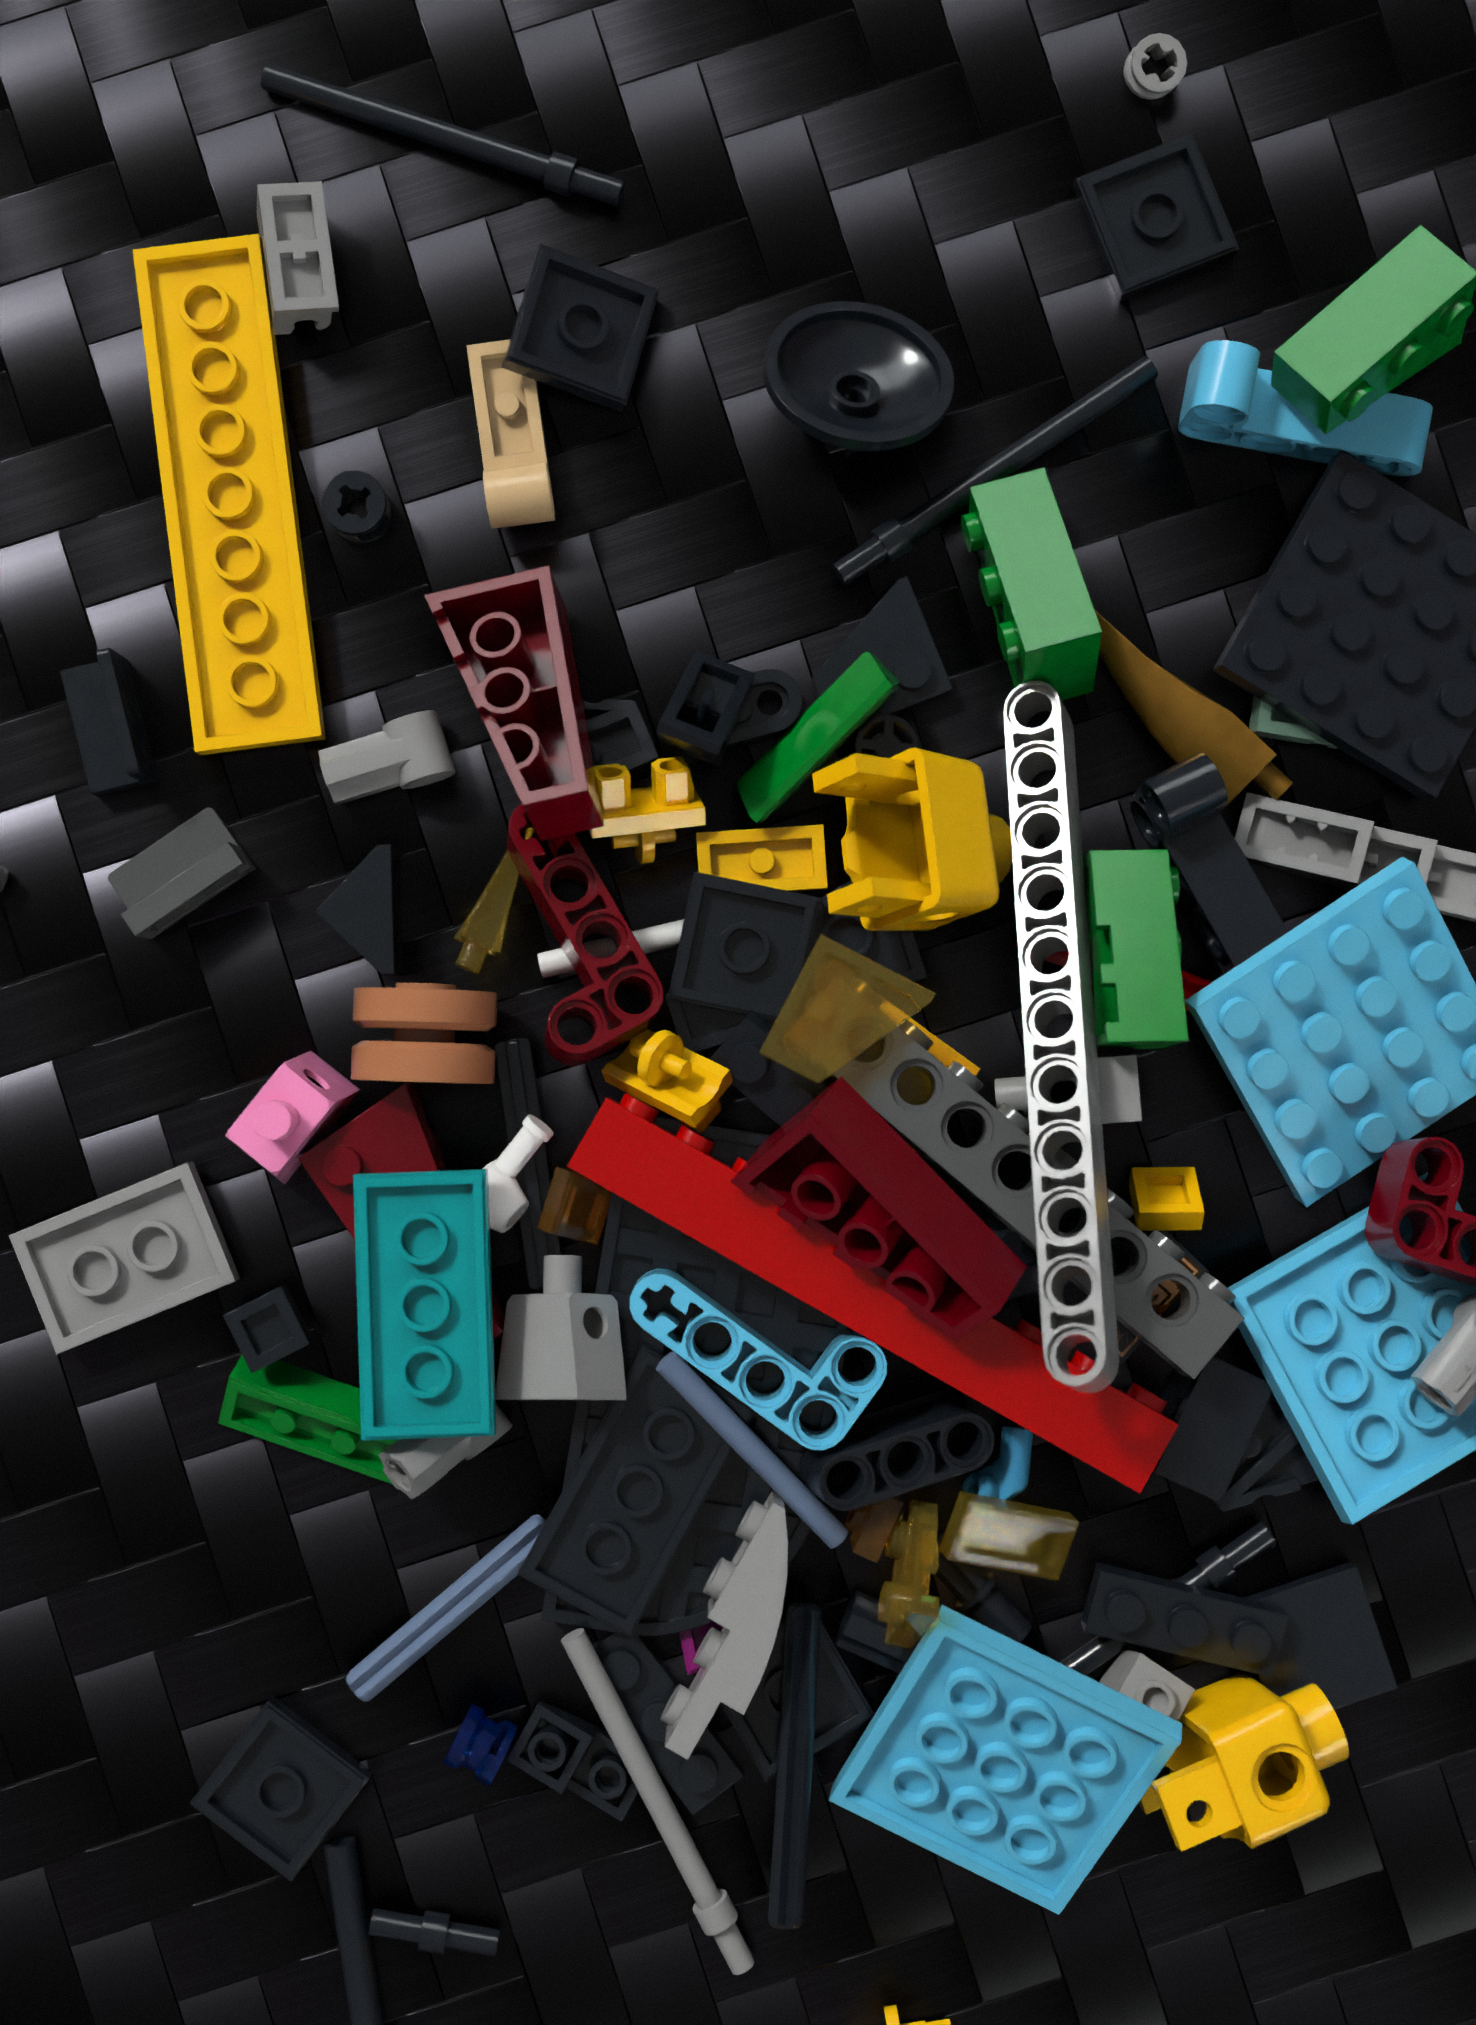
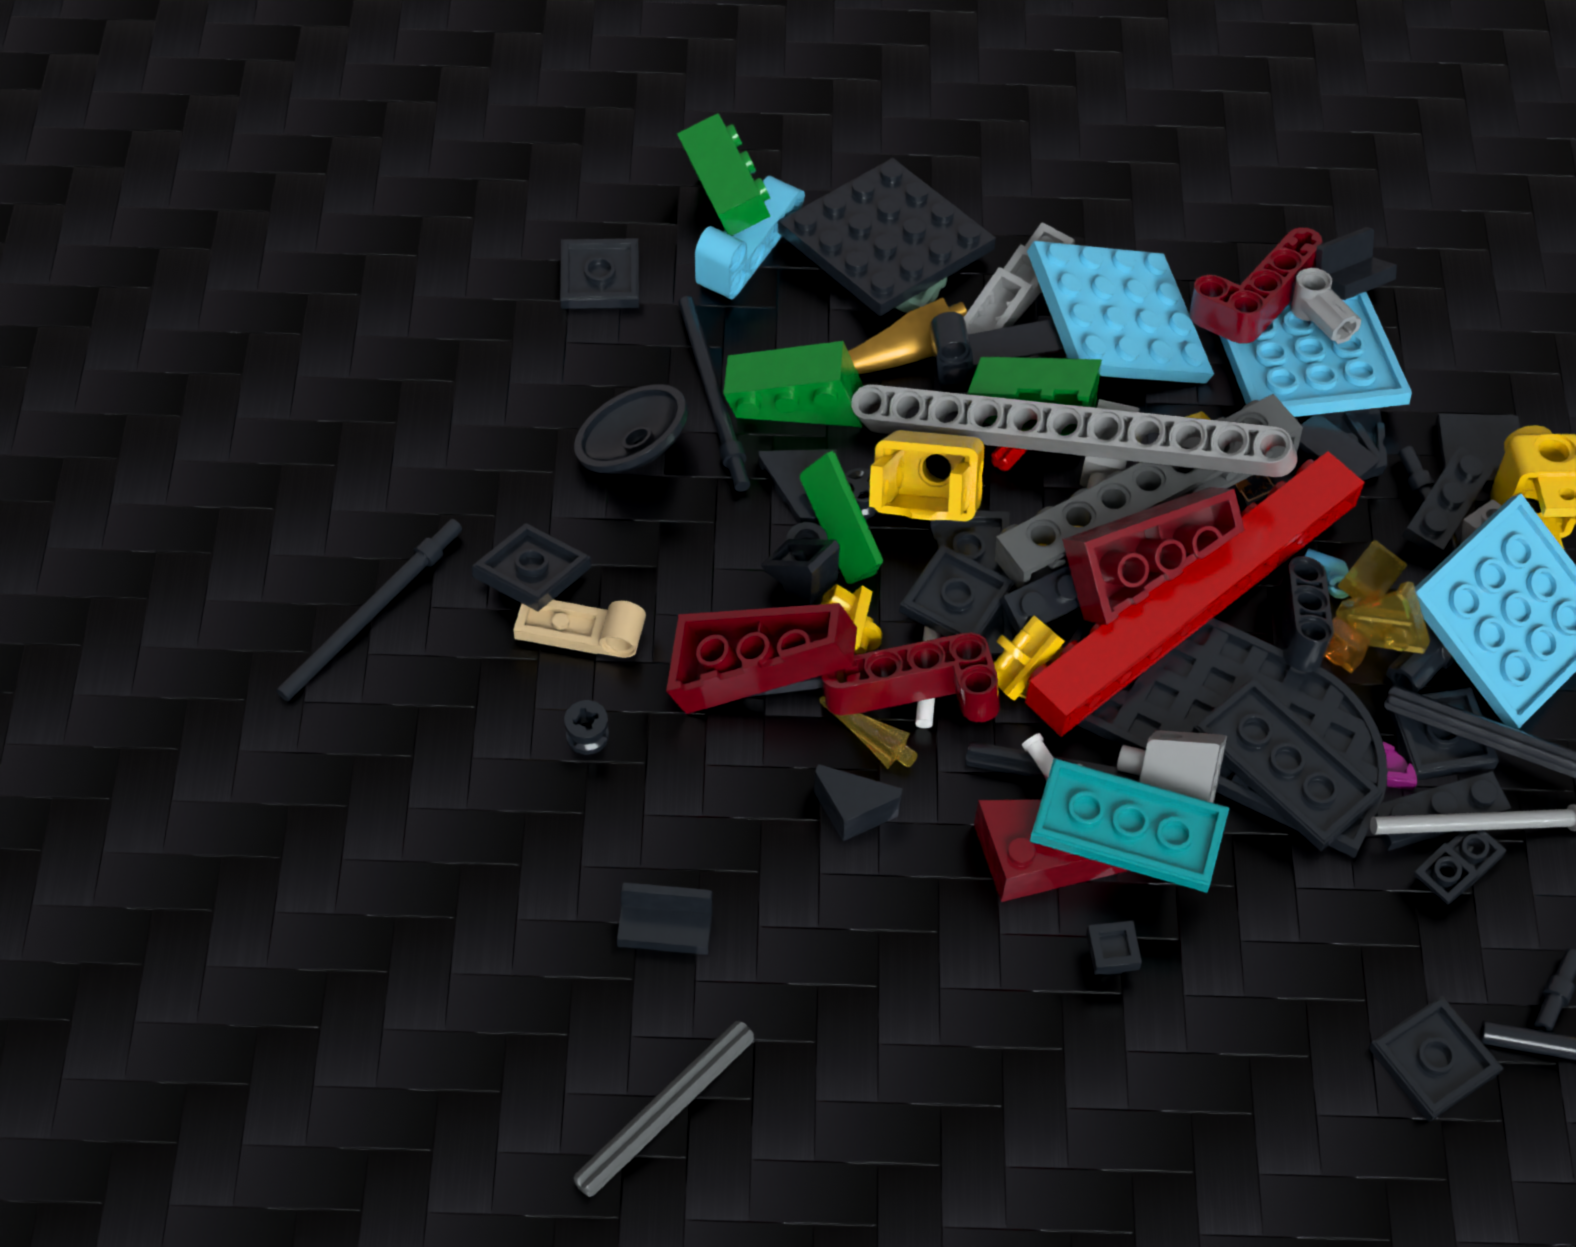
camera: 65 degrees left, 30 degrees down
(124, 1257) = (1035, 1031): light grey plate -> none
(179, 873) = (783, 913): dark grey panel -> none
(229, 495) = (545, 799): yellow plate -> none
(291, 1114) = (971, 884): bright pink torso -> none
(297, 254) = (410, 707): light grey hinge -> none
(302, 1414) = (1183, 951): green slope -> none
(404, 754) = (757, 756): light grey piece -> none
(421, 1462) = (1231, 874): light grey piece -> none
(424, 1034) = (943, 779): nougat wheel -> none
(444, 1613) = (1337, 912): sand blue axle -> none
(474, 1741) = (1434, 915): clear blue wheel -> none
(575, 1207) = (1089, 745): clear orange tile -> none
(749, 1347) = (1243, 644): medium azure beam -> none
(749, 1606) = (1381, 714): light grey slope -> none
(752, 1449) = (1278, 682): sand blue bar -> none
(768, 857) = (903, 568): yellow plate -> none
(839, 1011) = (1020, 533): clear yellow wing -> none
(1160, 47) = (514, 236): light grey bush -> none

